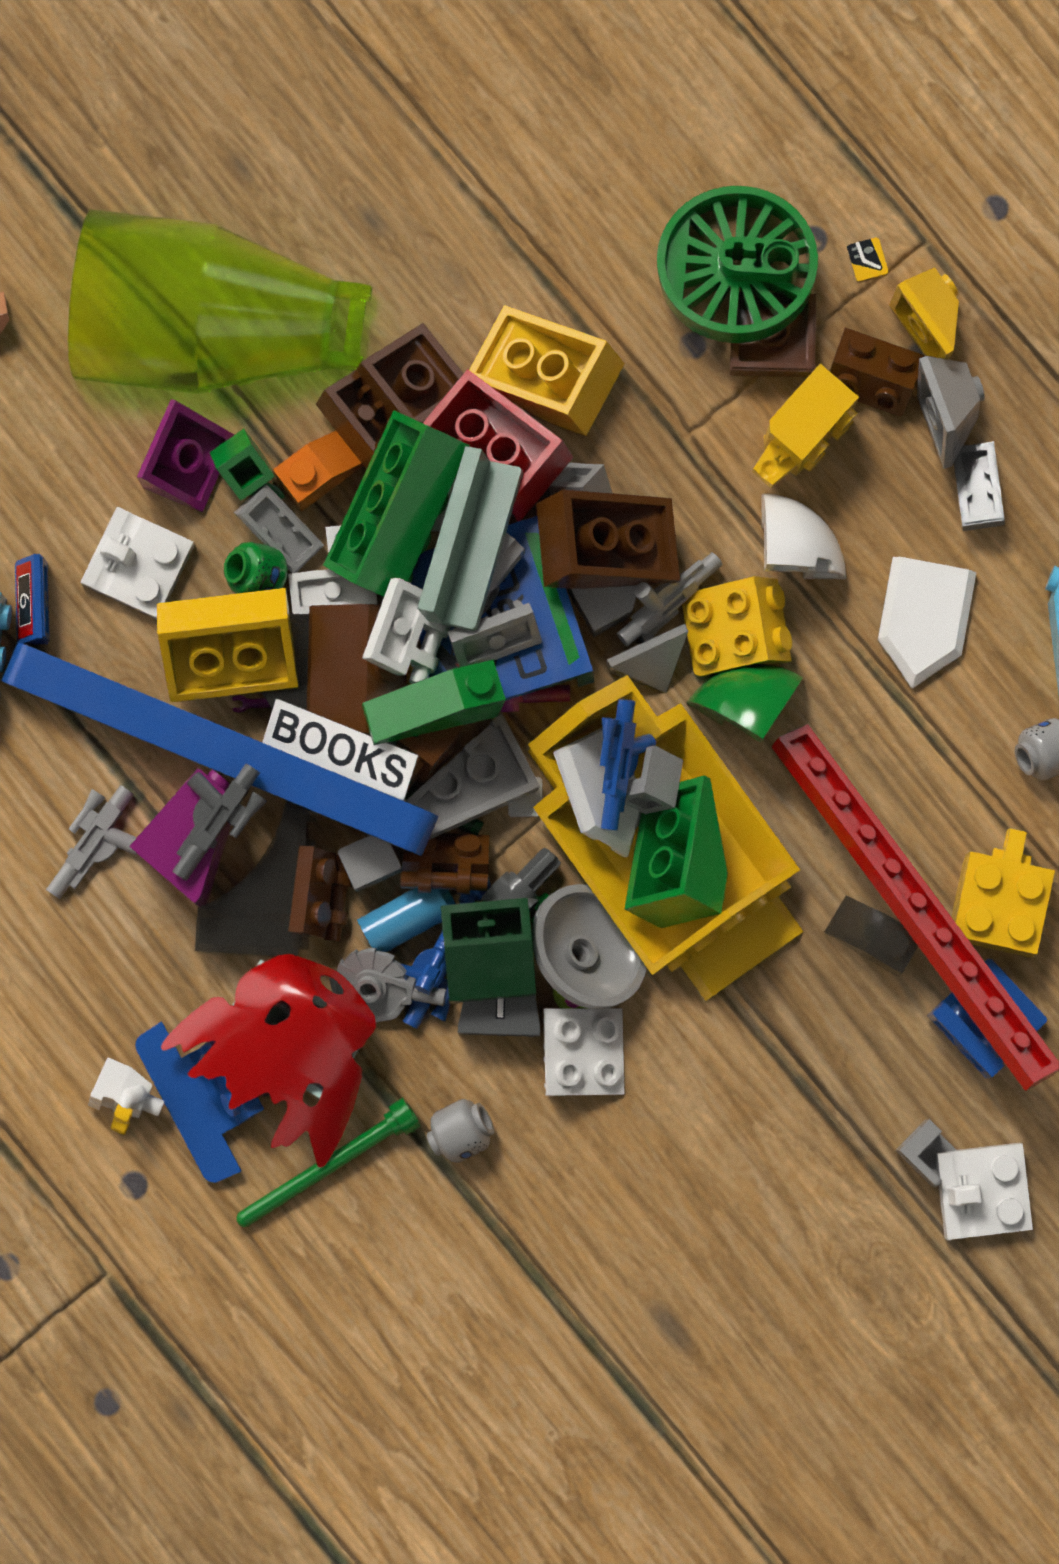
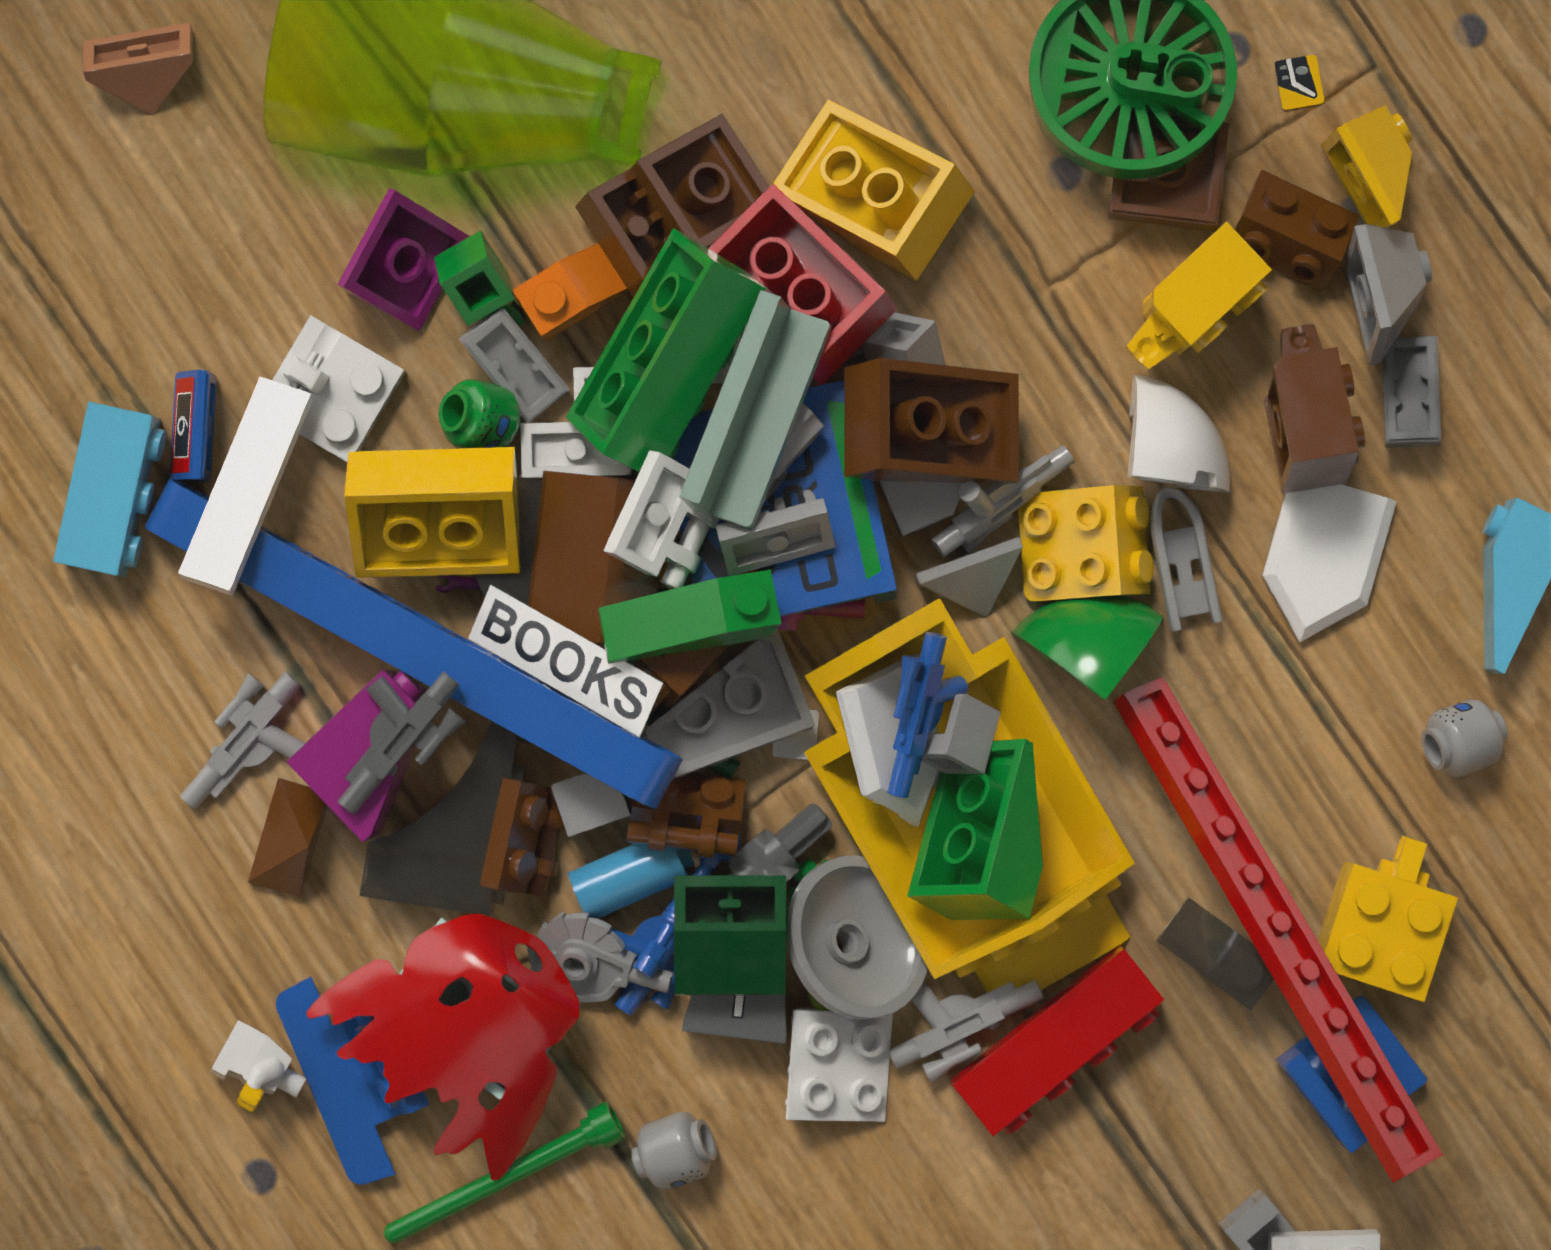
camera: 10 degrees right, 5 degrees up
(78, 639) = (245, 486): none -> white tile
(135, 914) = (288, 838): none -> reddish brown slope
(674, 1006) = (956, 1019): none -> light grey piece
(753, 1015) = (1057, 1041): none -> red brick
(811, 624) = (1180, 548): none -> light grey piece
(901, 508) = (1311, 413): none -> reddish brown hinge

